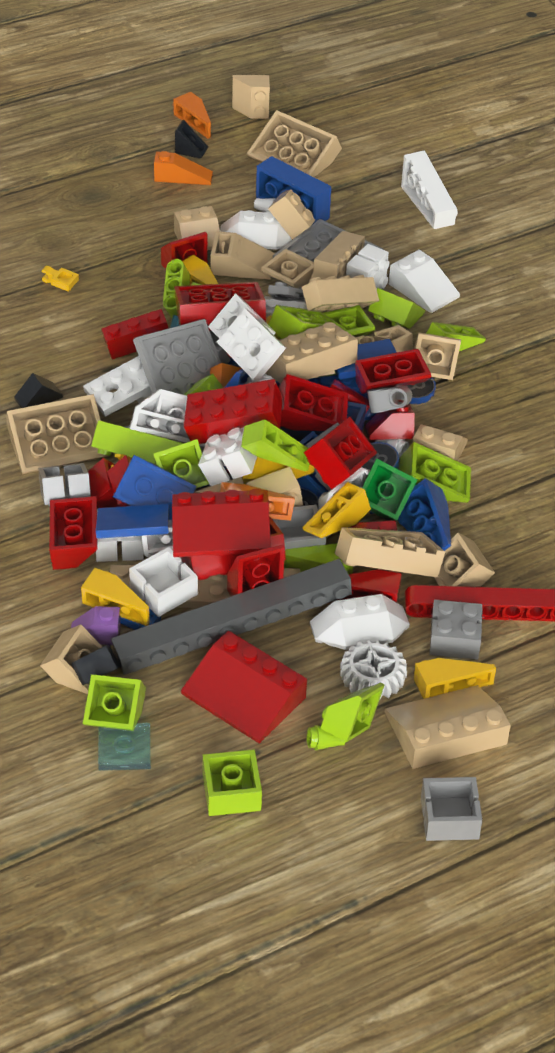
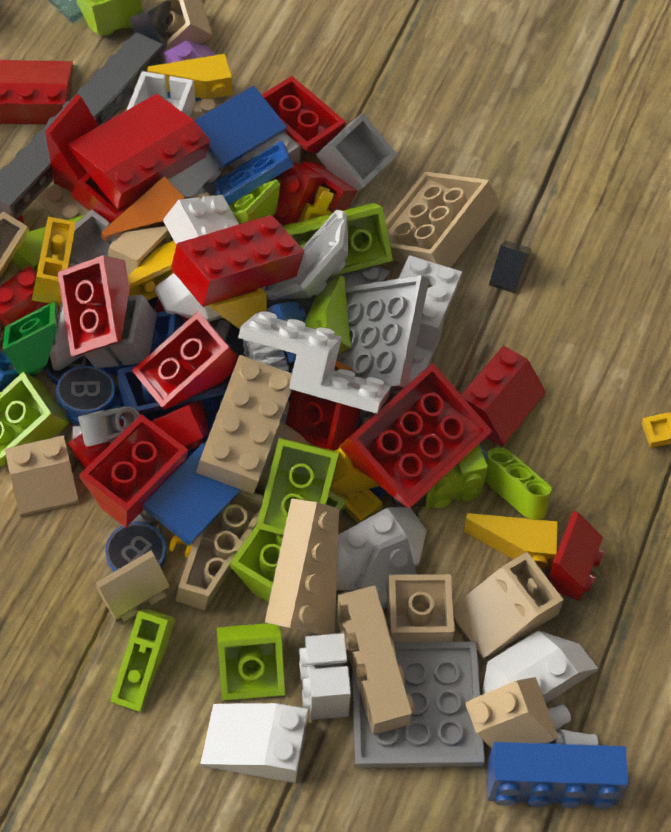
camera: 140 degrees right, 15 degrees up
(196, 221) = (605, 622): tan slope -> none
(274, 445) = (156, 238): lime slope -> none

